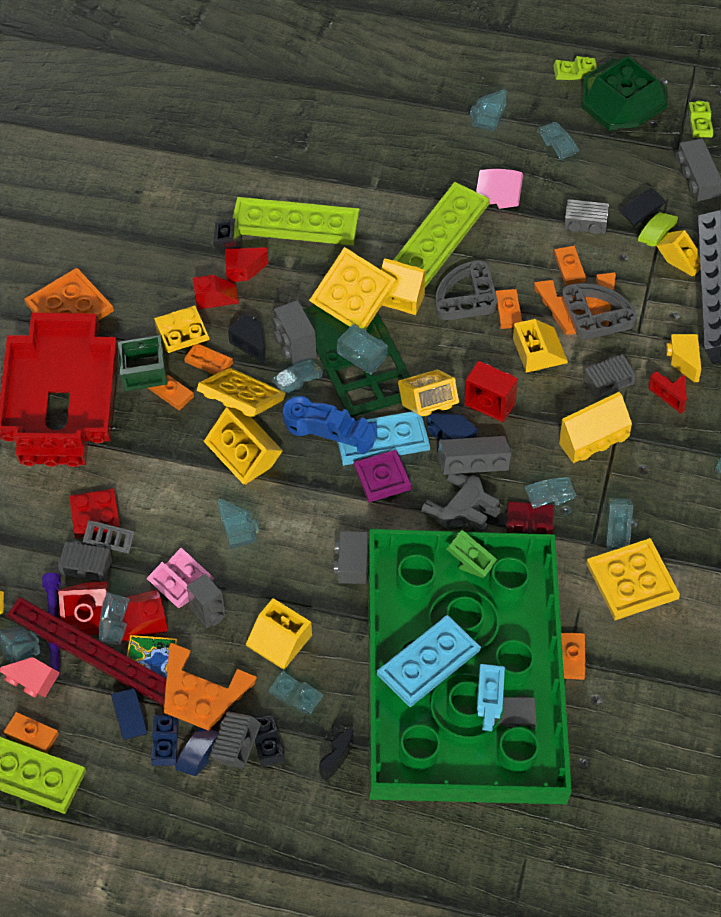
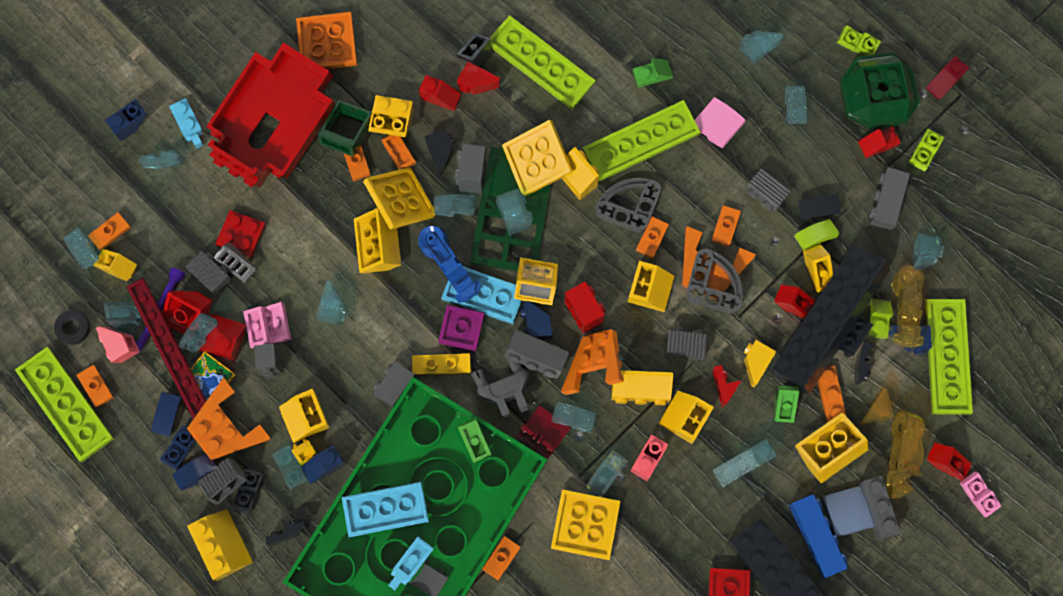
camera: 30 degrees right, 20 degrees up
(272, 806) = (220, 544): none -> yellow slope
(302, 668) = (304, 452): none -> yellow tile
(331, 668) = (323, 464): none -> dark blue slope
(388, 515) = (441, 364): none -> yellow plate
(407, 180) = (657, 71): none -> bright green slope
(530, 424) = (595, 353): none -> orange wing
(649, 486) = (649, 458): none -> coral slope
(654, 133) = (879, 142): none -> red slope
(657, 432) = (686, 416): none -> yellow slope
(675, 56) = (947, 78): none -> dark red slope
(680, 289) = (794, 300): none -> red slope

